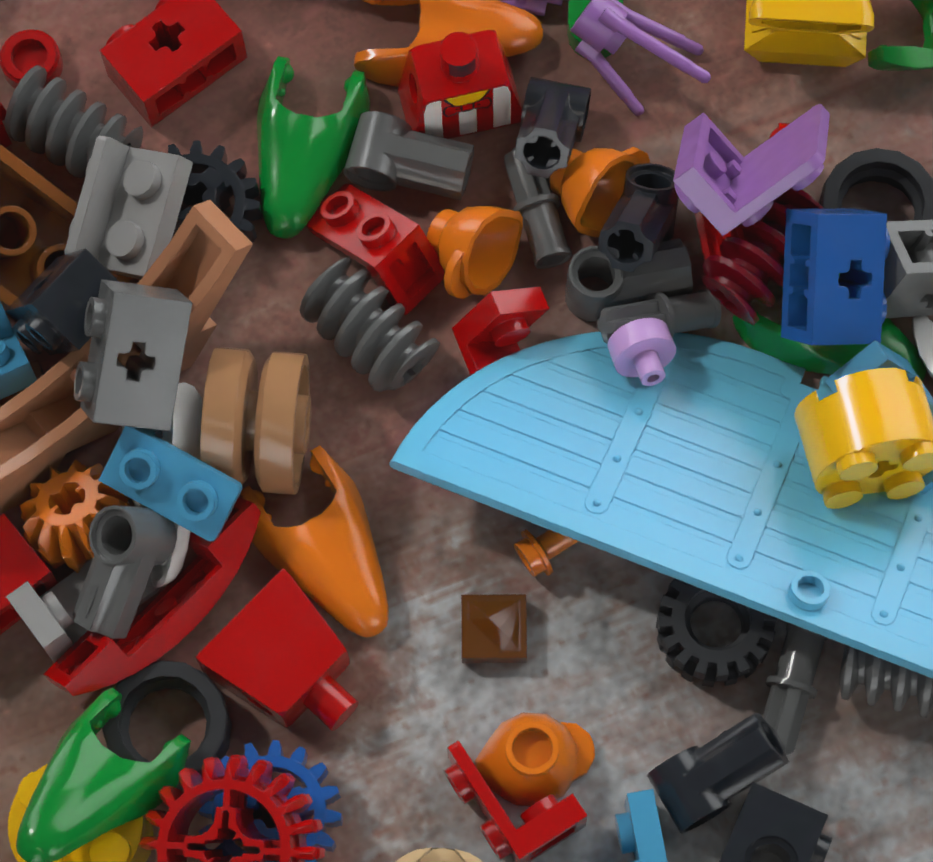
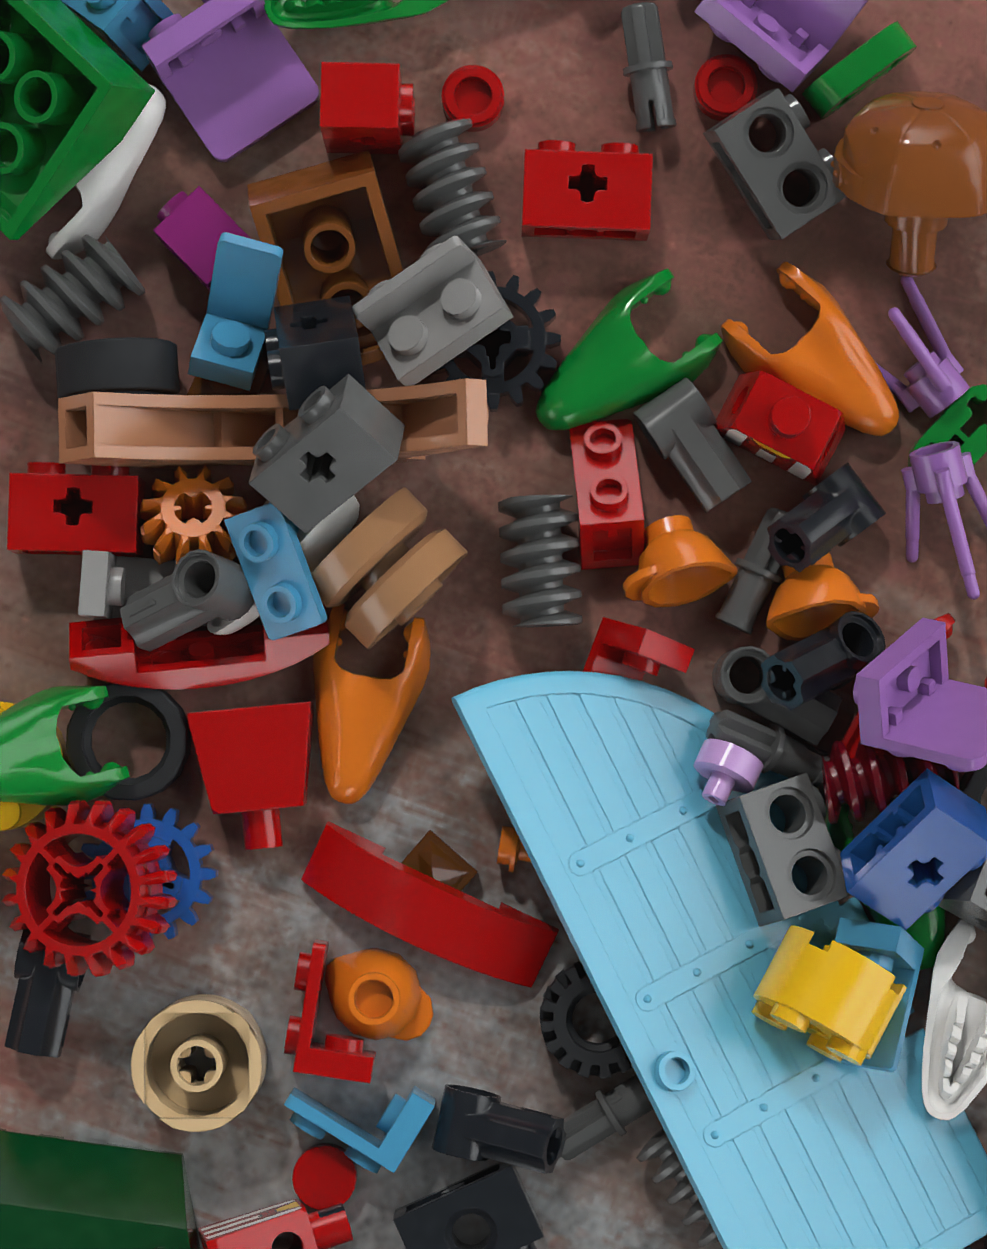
camera: 35 degrees right, 15 degrees up
(511, 654) = (427, 911): none -> red slope
(737, 373) = (768, 855): none -> dark grey brick

